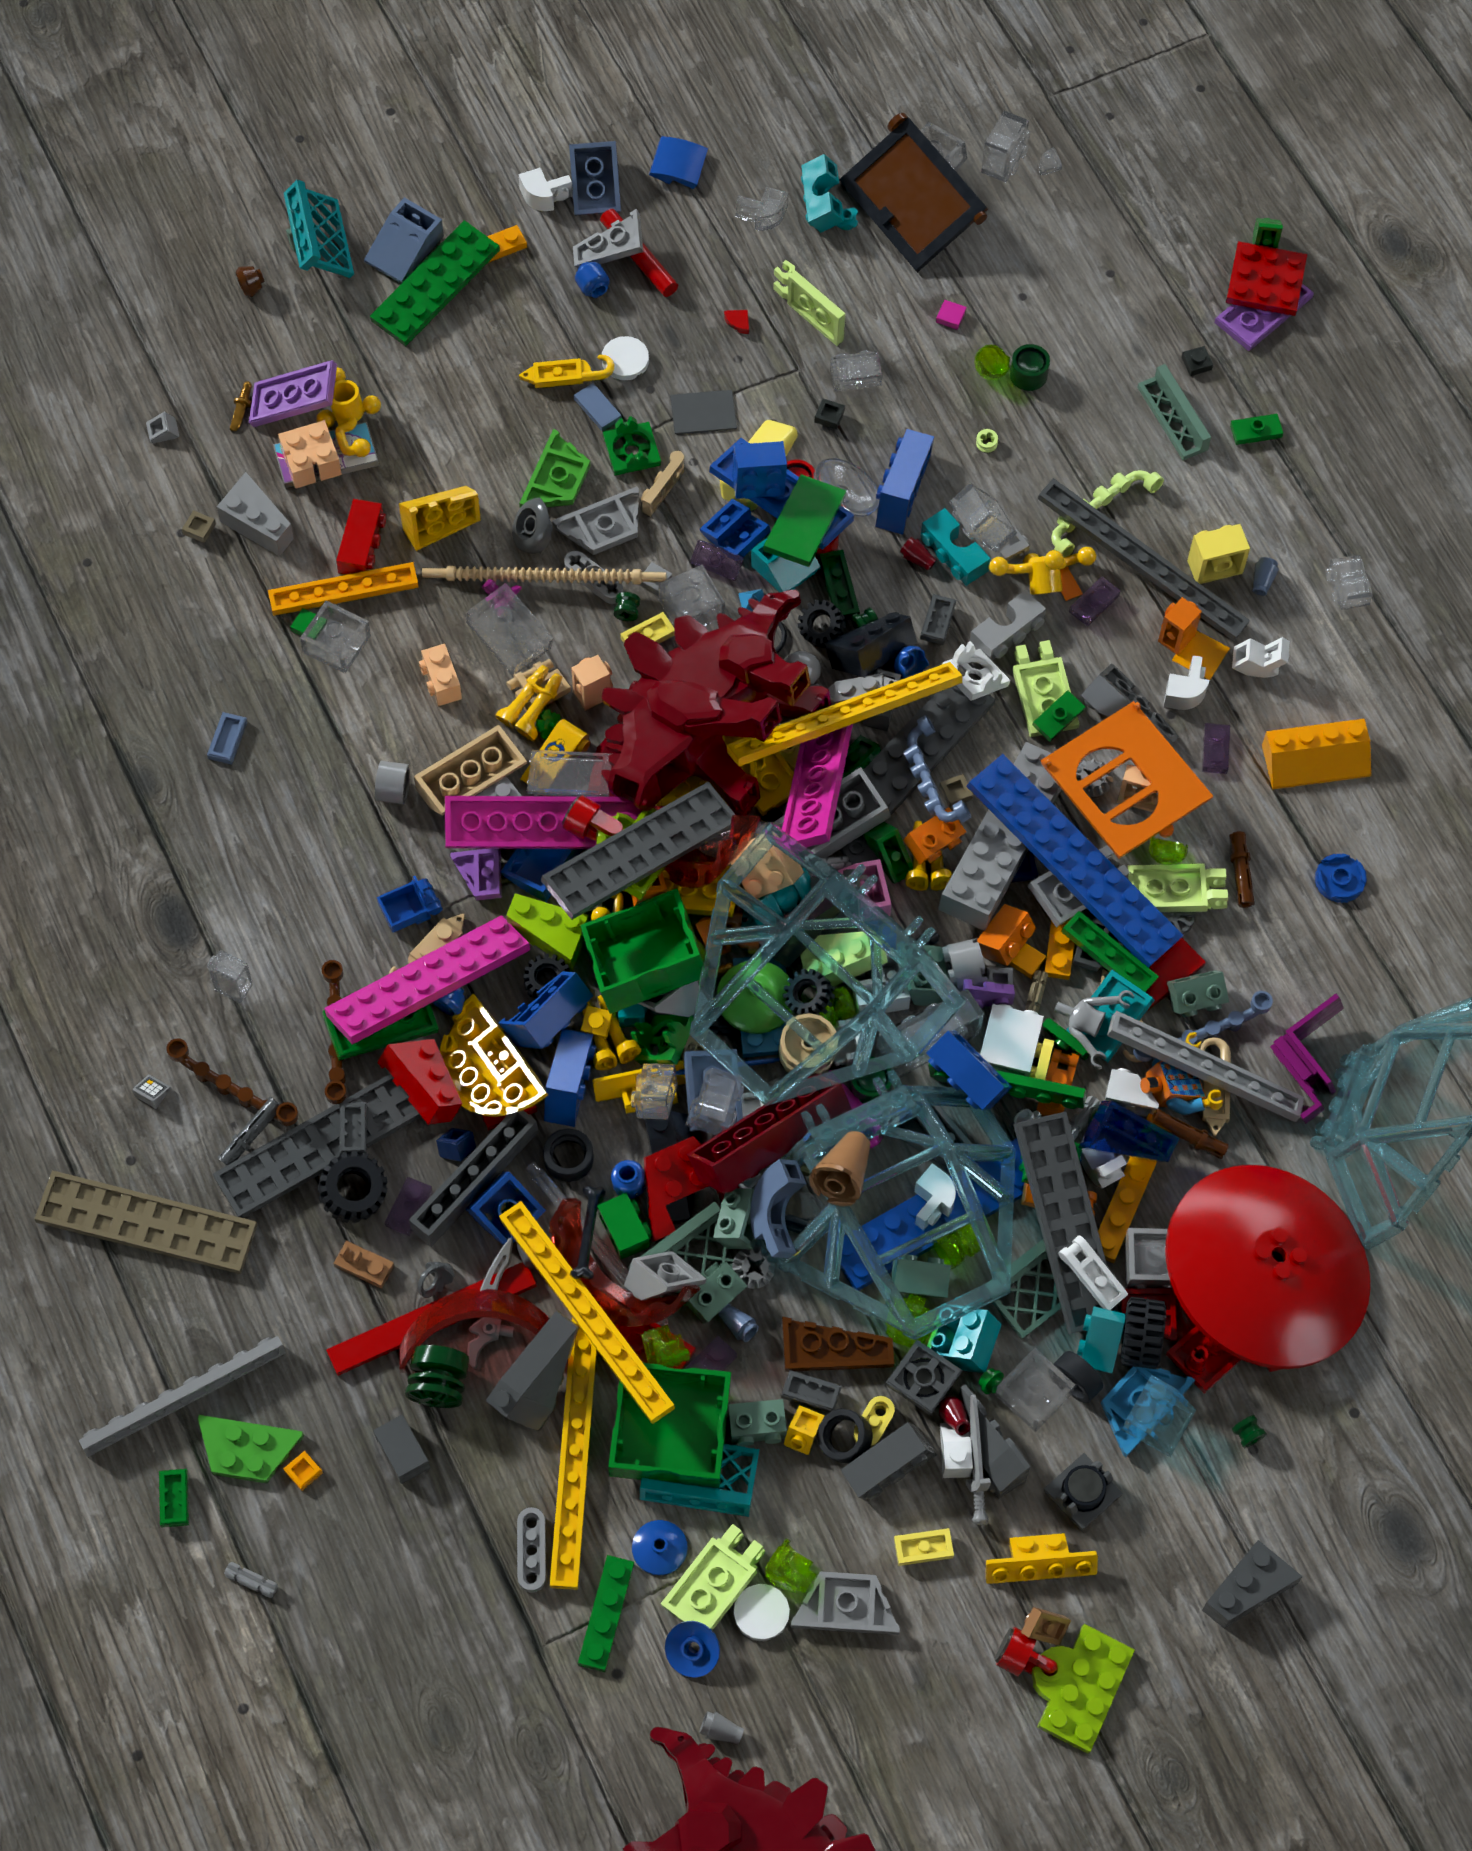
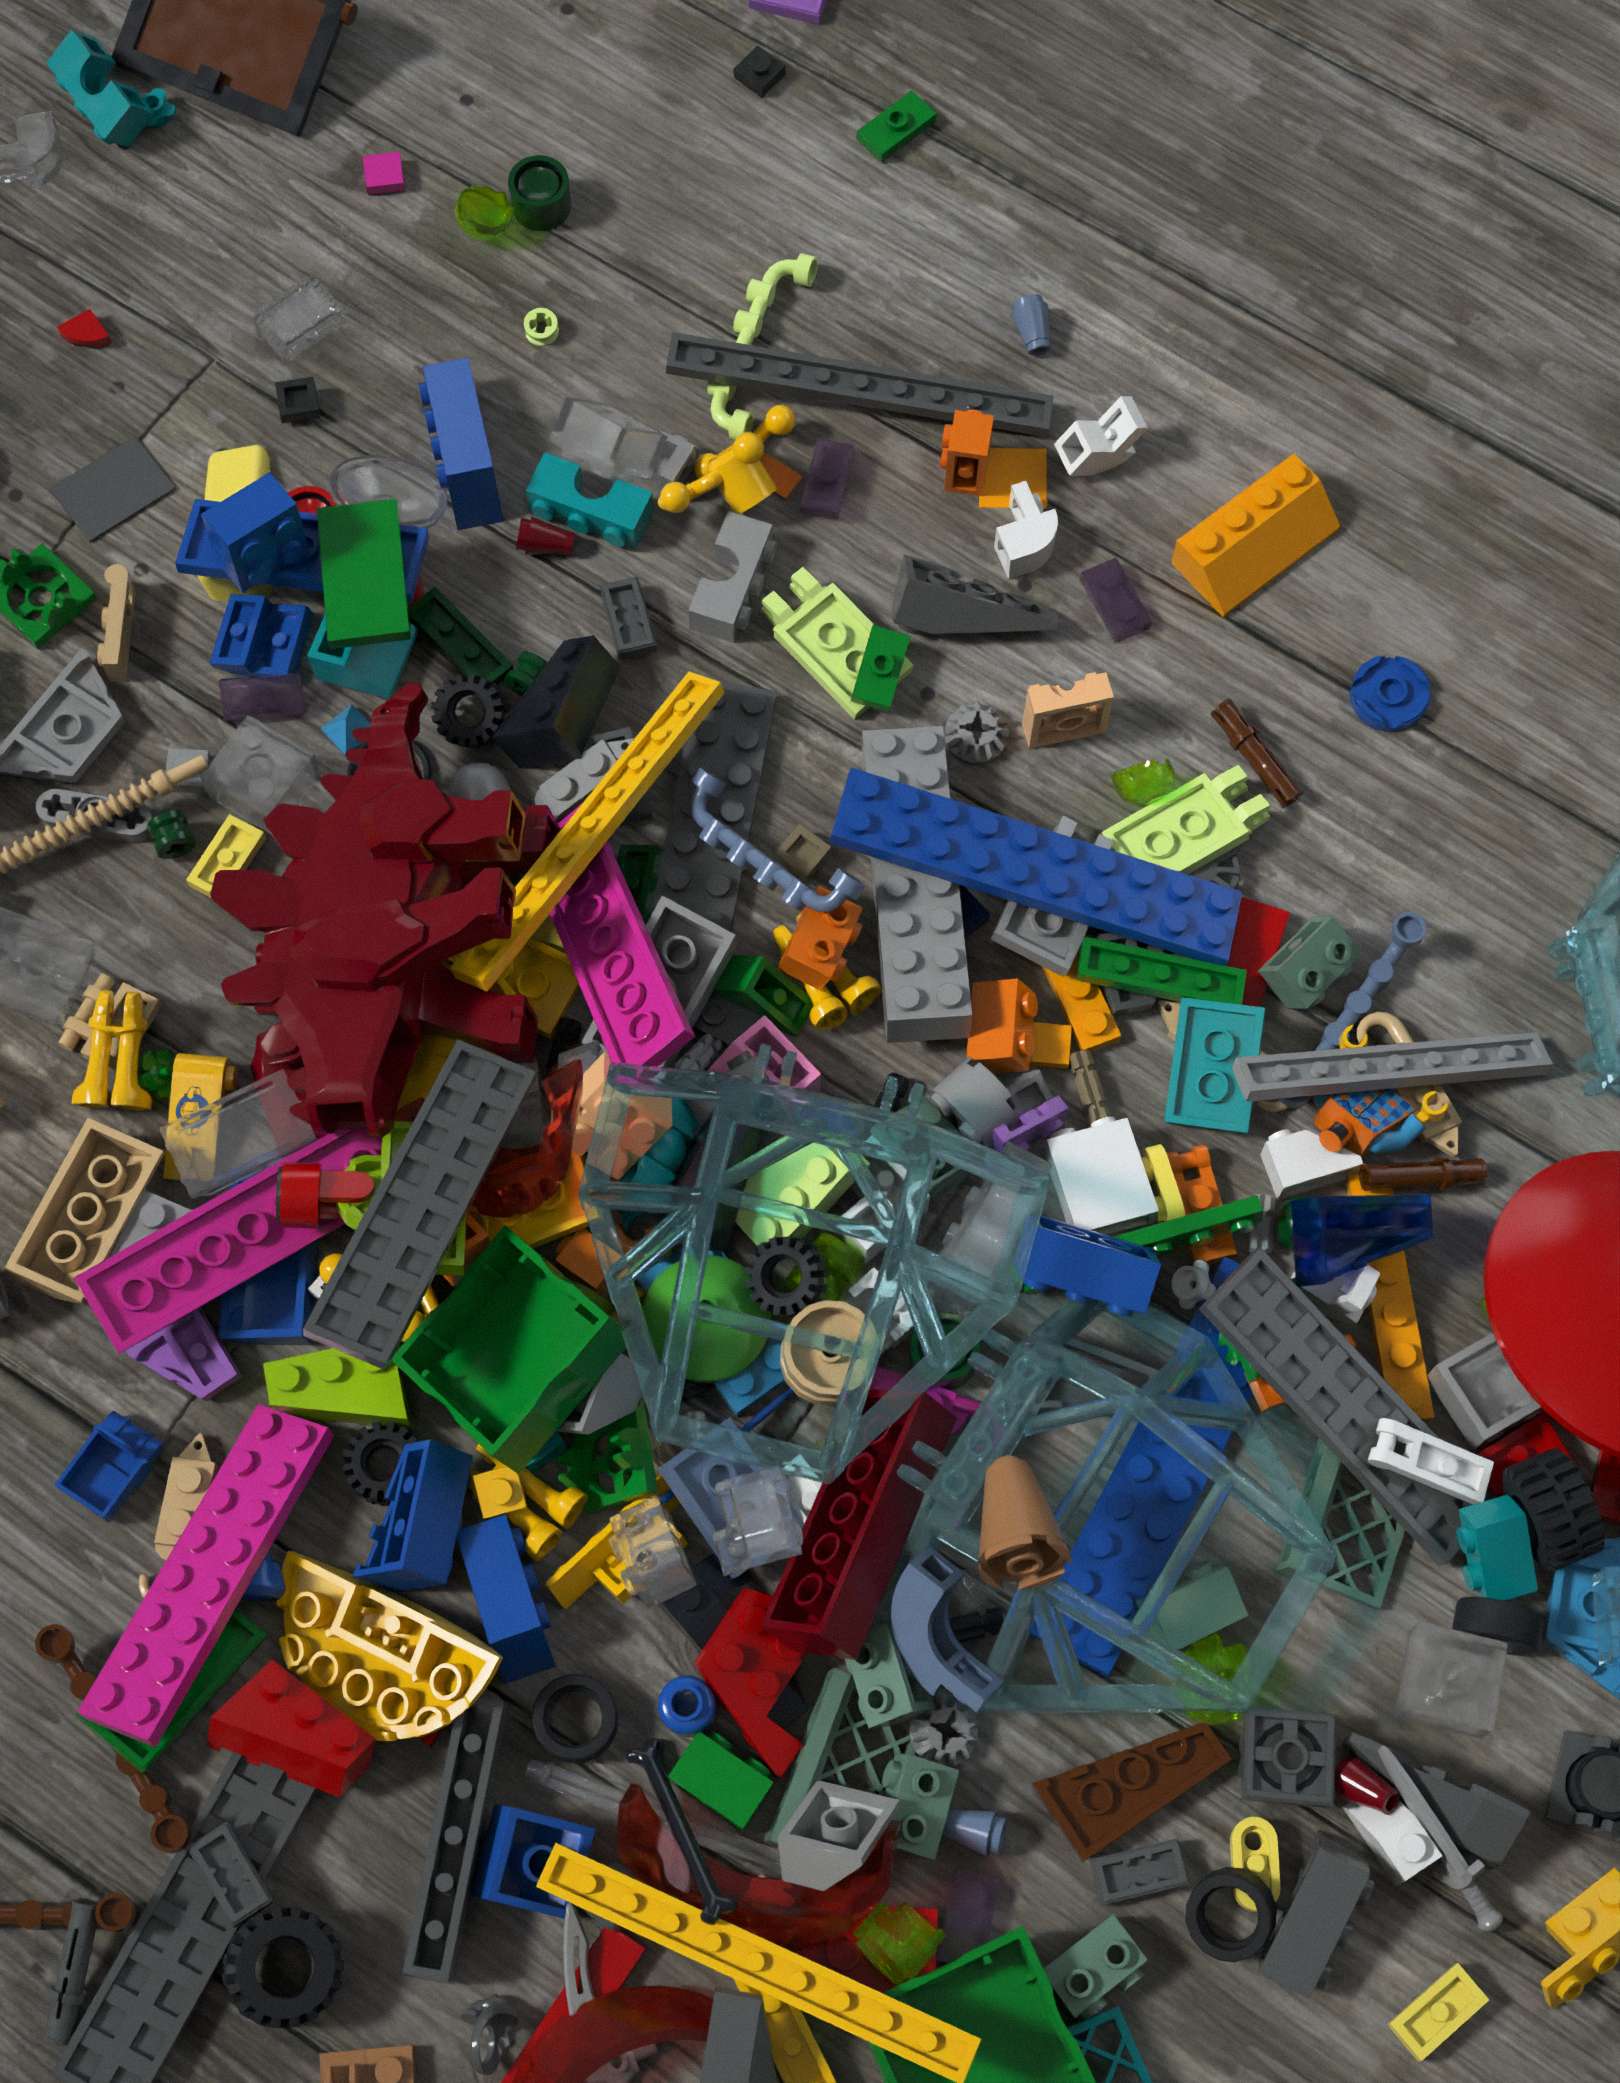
camera: 30 degrees left, 5 degrees up
(408, 1202) = (381, 1939): clear purple plate -> none
(456, 1144) = (397, 1800): dark blue slope -> none
(589, 680) = (187, 975): light nougat brick -> none
(803, 1430) = (1164, 1937): yellow bracket -> none
(810, 303) = (177, 253): yellowish green tile -> none
(910, 661) = (629, 702): blue hair -> none
(939, 1193) = (1150, 1467): white brick -> none
(957, 1245) = (1218, 1540): clear neon green wheel -> none
(967, 1340) = (1315, 1665): teal slope -> none
(990, 1380) = (1379, 1701): green plate -> none
(991, 676) = (763, 667): white piece -> none
(1064, 1039) = (1172, 1133): green plate -> none
(1088, 1020) = (1195, 1088): light grey piece -> none
(1147, 748) = (1029, 647): orange door -> none
(1181, 408) = (779, 146): sand green fence -> none
(1218, 553) = (958, 323): light yellow brick -> none
(1297, 1058) = (1512, 987): magenta piece -> none
(1349, 582) = (1151, 274): clear brick -> none

